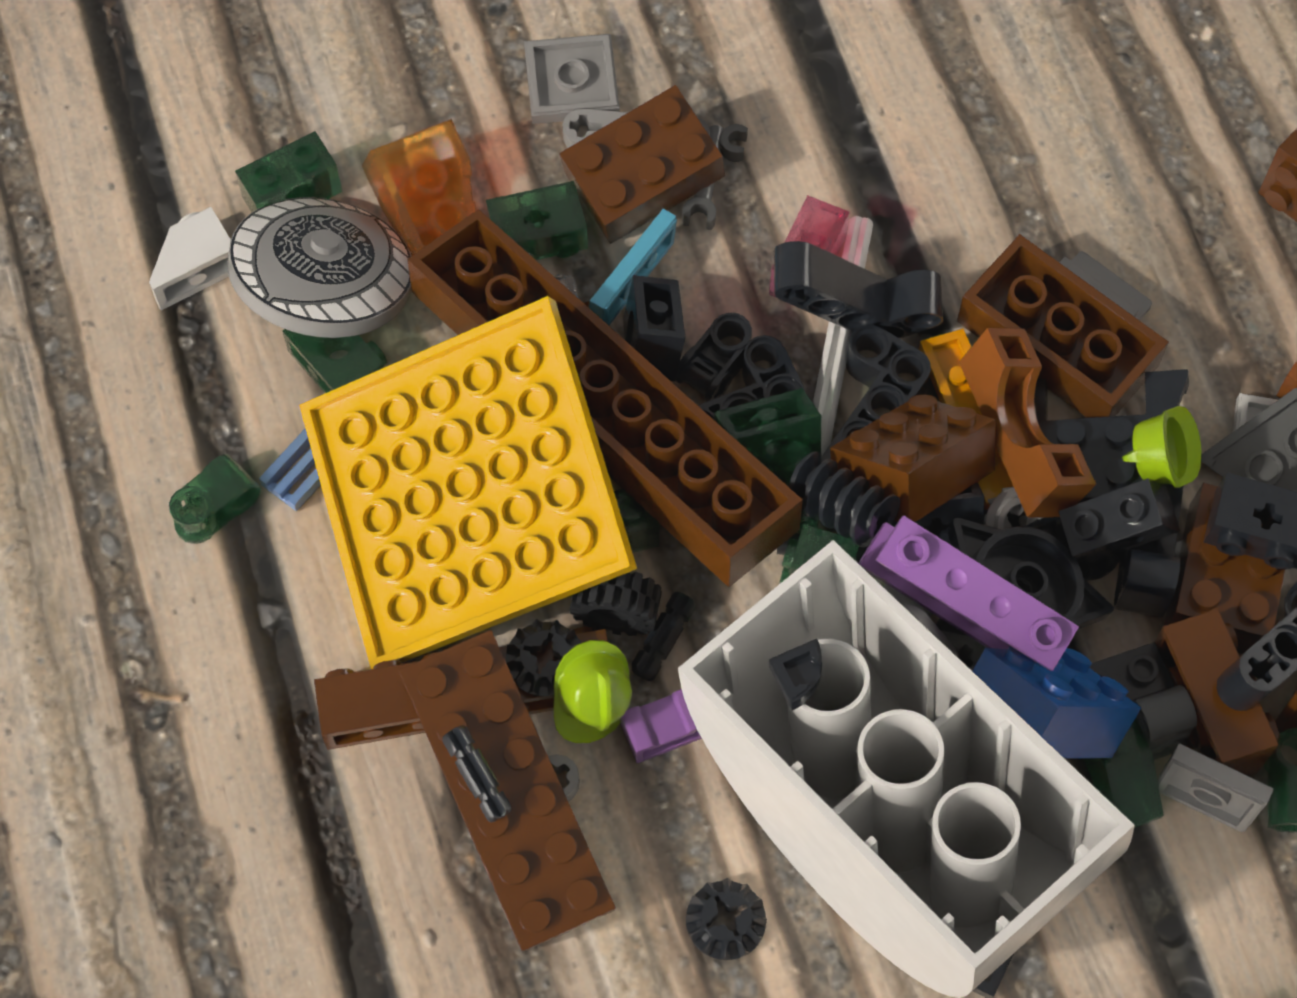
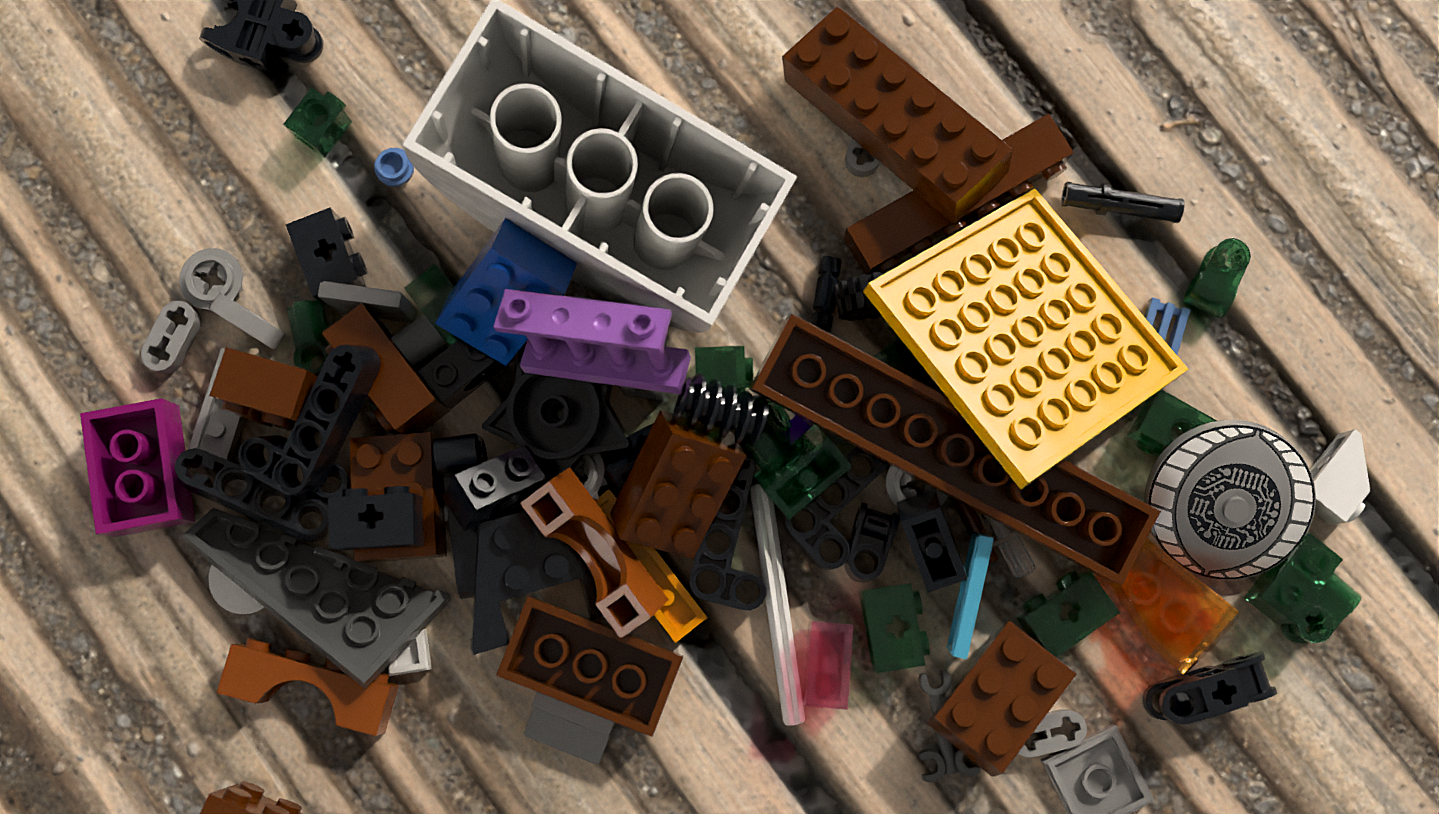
camera: 160 degrees right, 15 degrees up
(268, 136) = (1324, 612): none -> clear green piece
(295, 629) = (1105, 199): none -> black pin
(412, 103) = (1211, 690): none -> black piece
(477, 773) = (920, 92): black axle -> none
(524, 665) = (895, 237): black gear -> none
(591, 691) = (860, 211): lime piece -> none
(659, 727) = (800, 222): medium lavender piece -> none
(719, 941) = (702, 81): black gear -> none
(728, 247) = (884, 649): none -> clear green brick
(798, 672) = (701, 194): black tile -> none
(853, 295) = (774, 623): black beam -> none
(1138, 966) = (393, 167): none -> medium blue plate
(1167, 448) = (470, 559): lime piece -> none
(1260, 852) = (313, 238): none -> black brick

